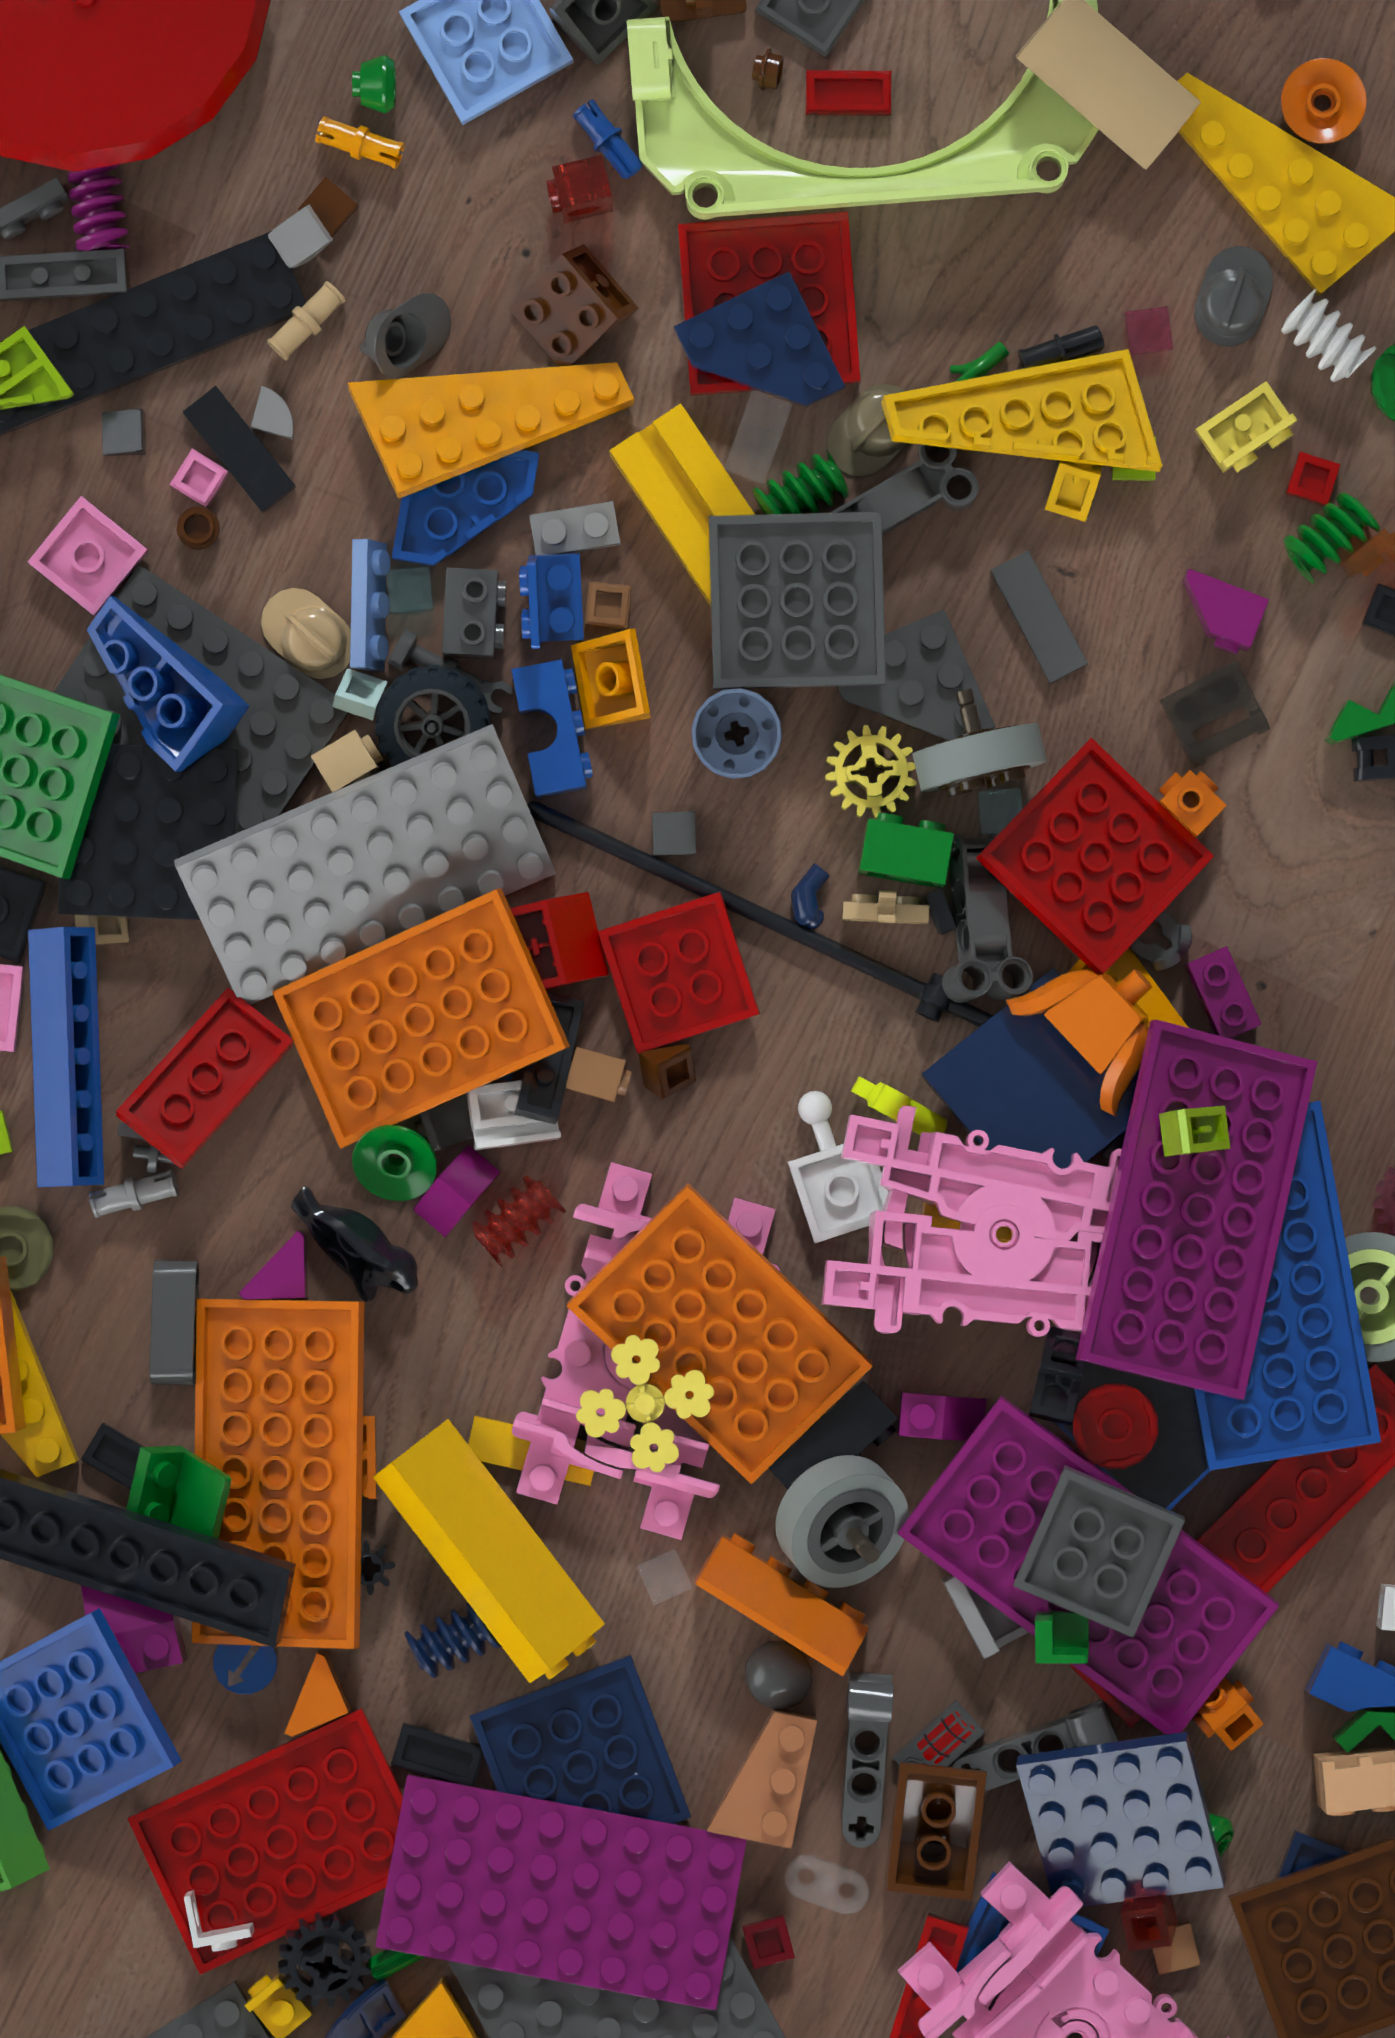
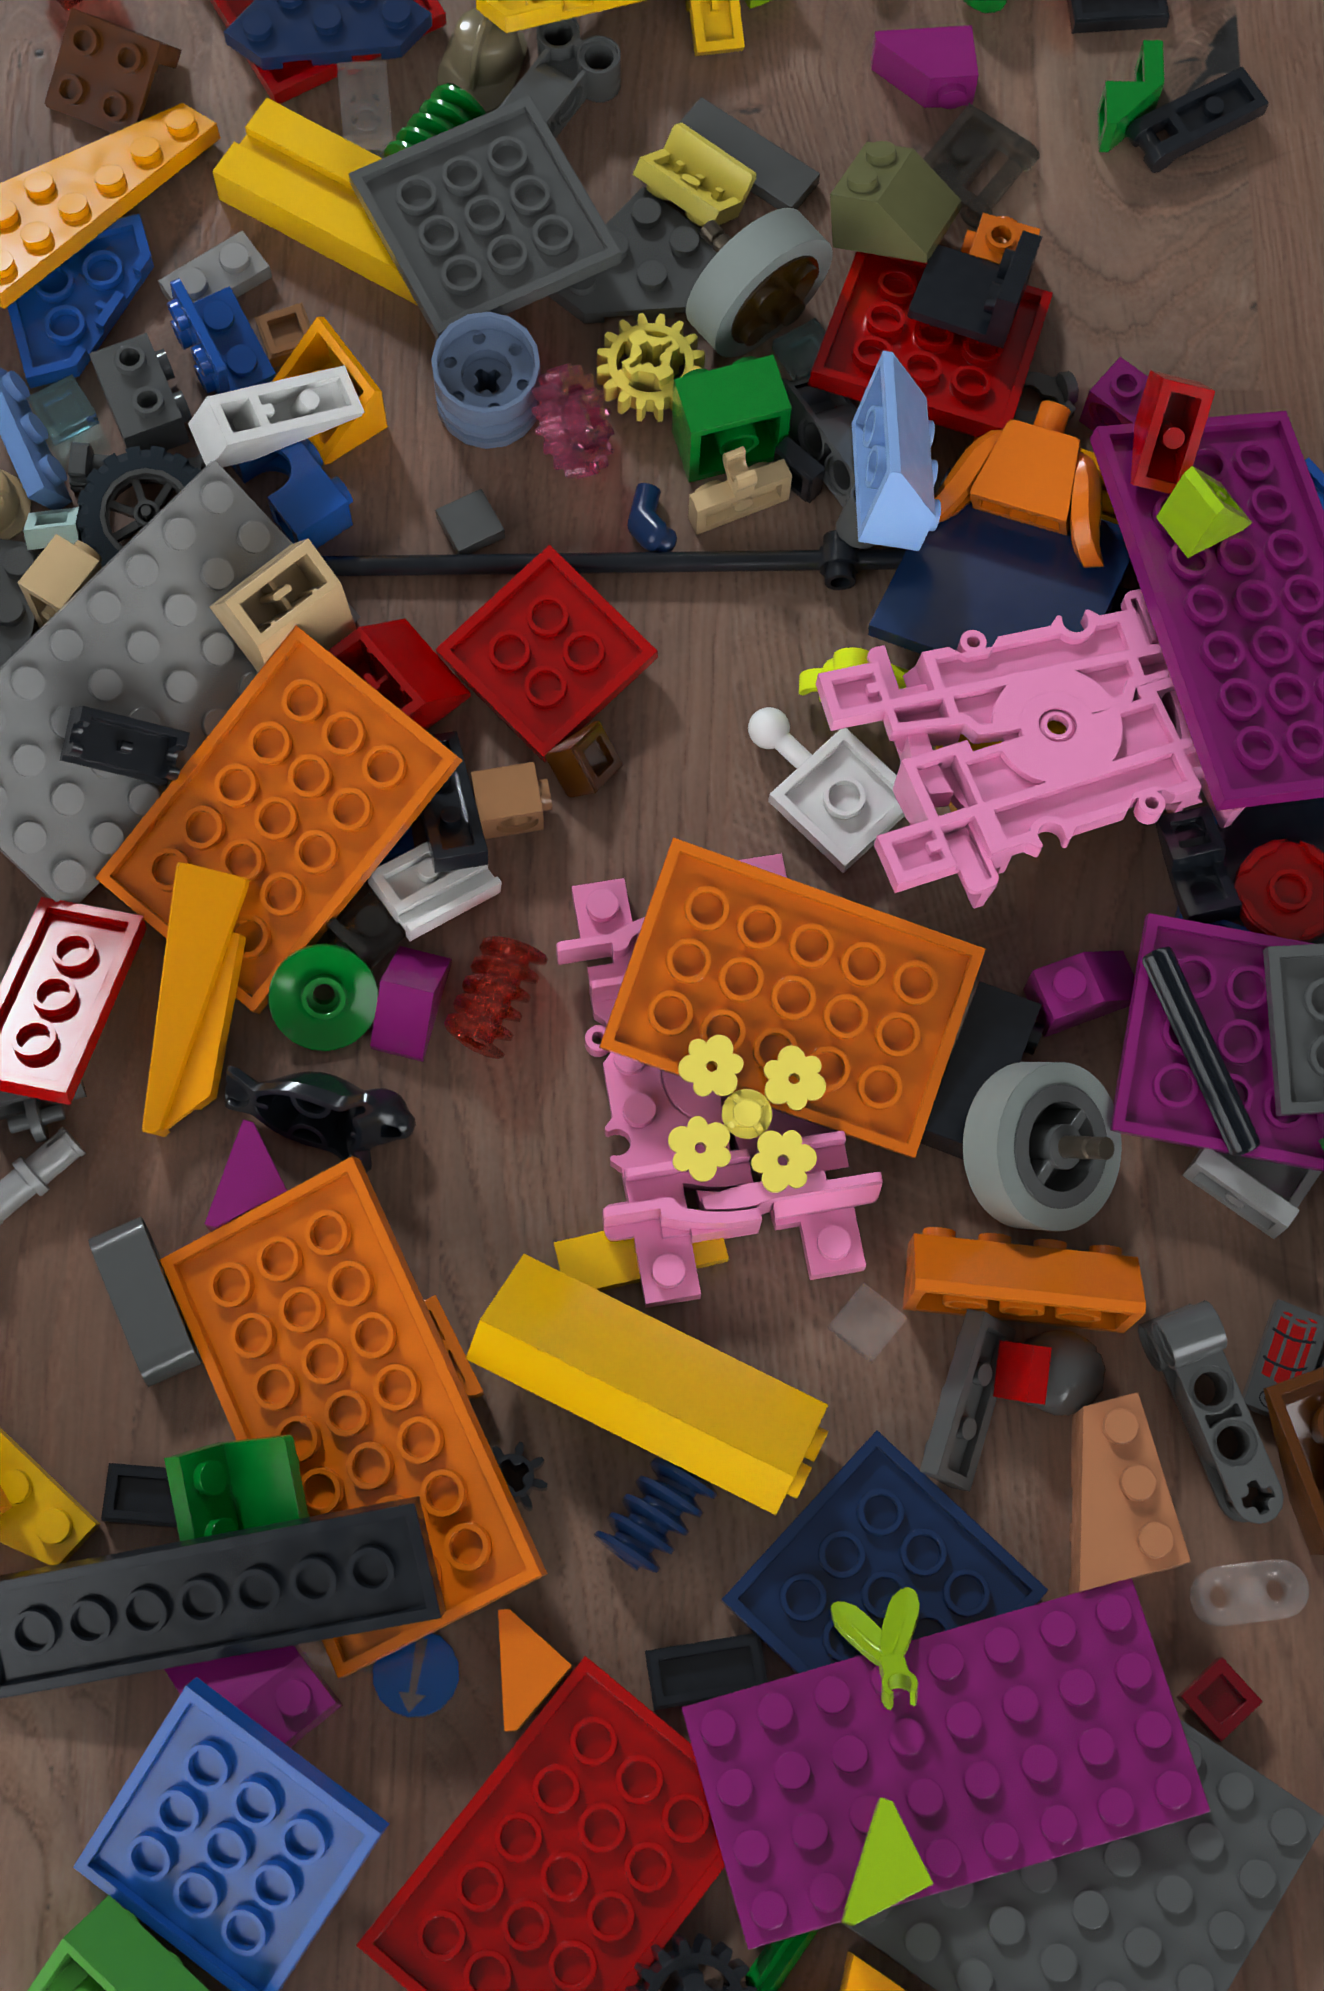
camera: 30 degrees left, 15 degrees down
(305, 1123) = (194, 995): none -> light orange wedge
(334, 914) = (122, 745): none -> black hinge
(485, 1944) = (887, 1867): none -> lime slope
(494, 858) = (285, 593): none -> tan slope
(560, 699) = (273, 415): none -> white slope
(560, 1802) = (885, 1646): none -> lime piece
(704, 1665) = (966, 1402): none -> dark grey plate
(748, 1666) = (1022, 1372): none -> red tile
(785, 799) = (573, 421): none -> clear pink gear
(983, 1513) = (1201, 1051): none -> black axle
(985, 625) = (696, 177): none -> light yellow bracket
(999, 964) = (894, 460): none -> light blue slope
(1122, 731) = (891, 204): none -> olive slope
(1141, 838) = (974, 293): none -> black bracket
(1202, 1053) = (1168, 430): none -> red slope

